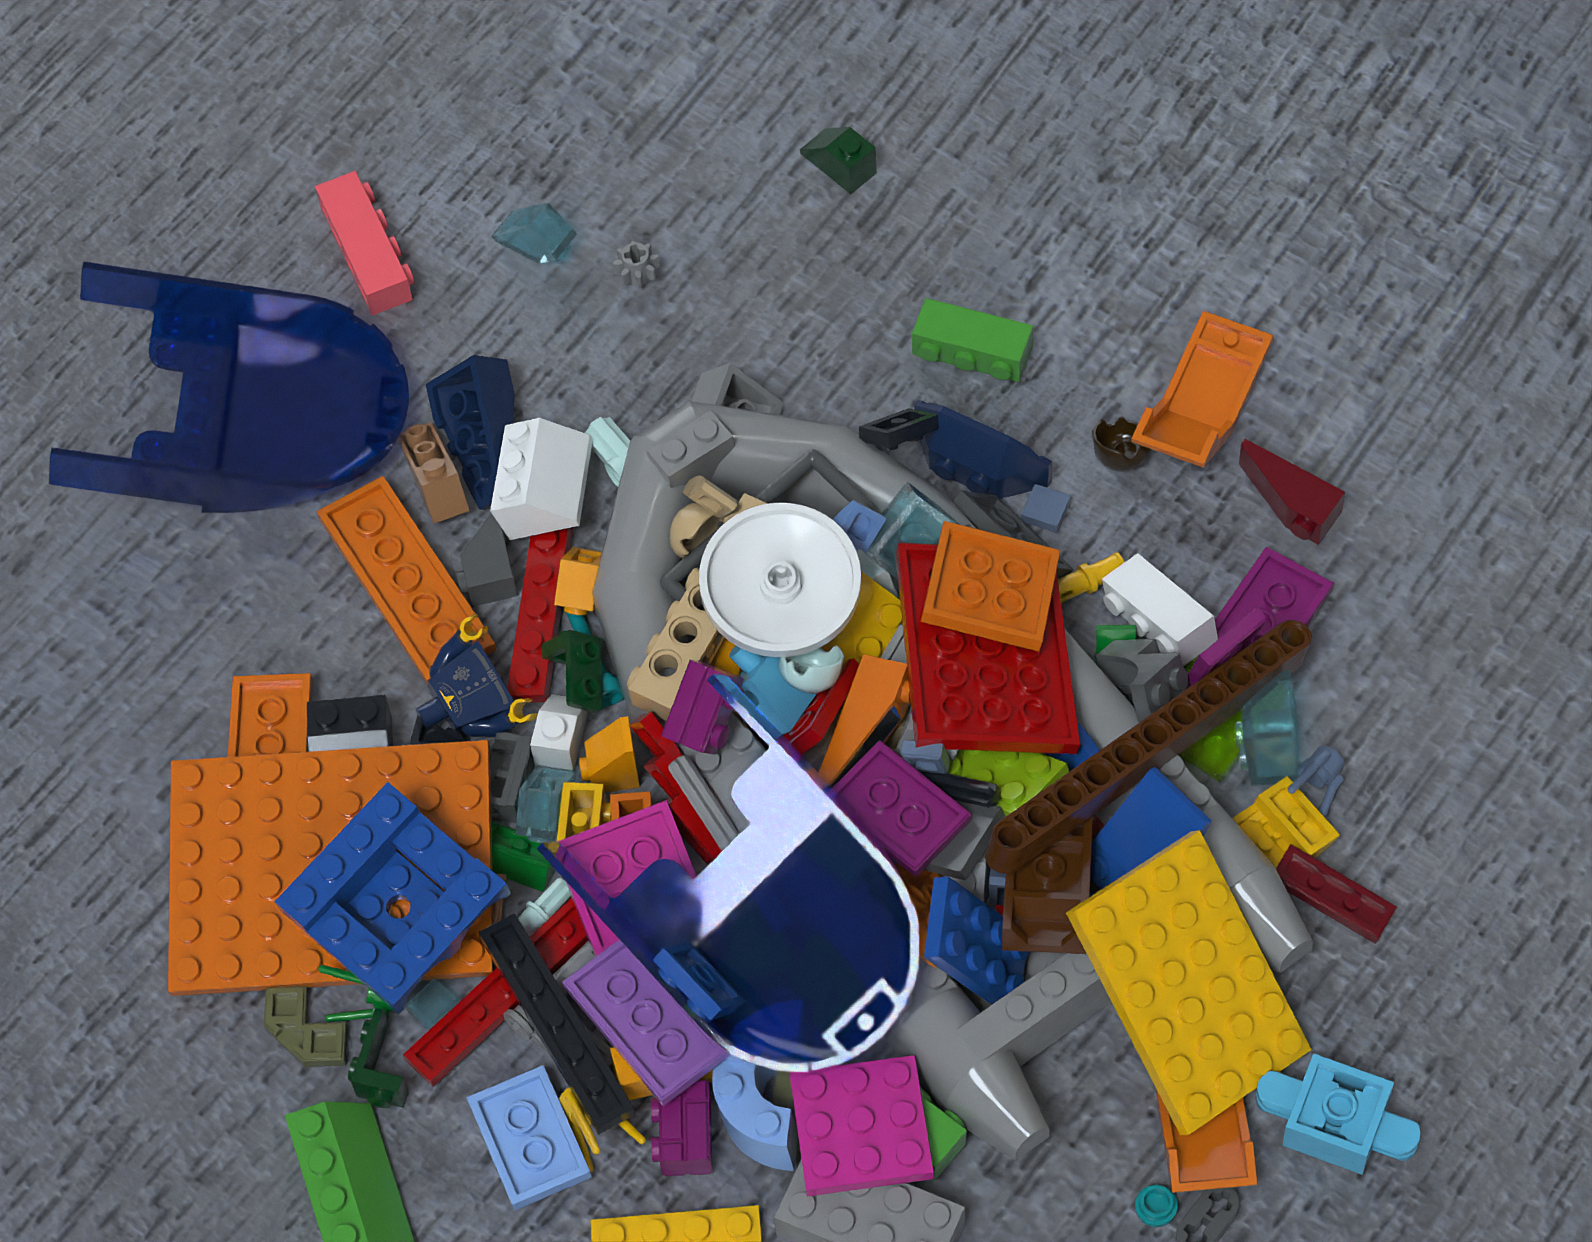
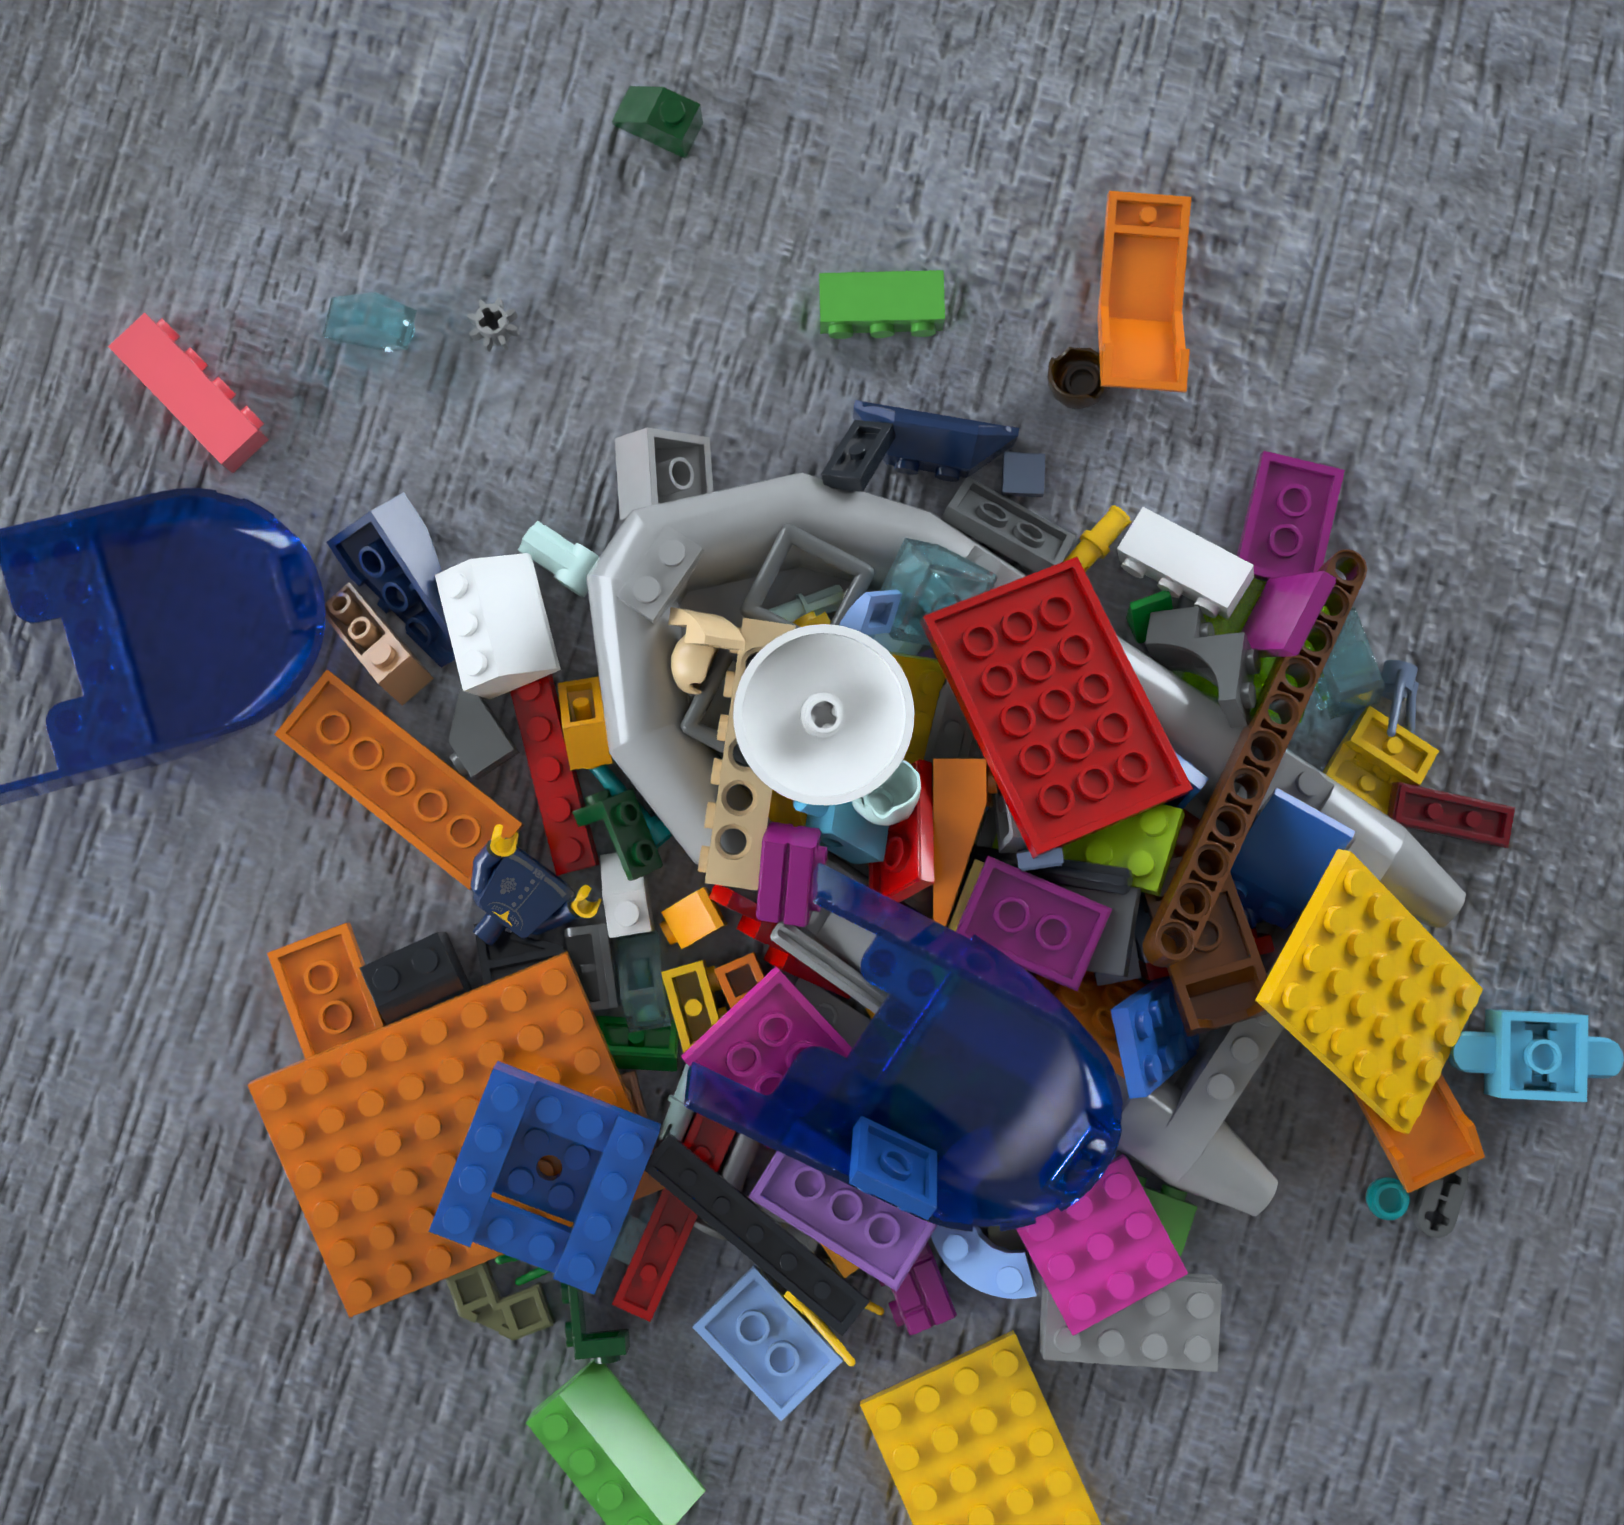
camera: 25 degrees left, 25 degrees up
(990, 586) = (1039, 637): orange plate -> none
(1296, 496) = (1270, 379): dark red slope -> none

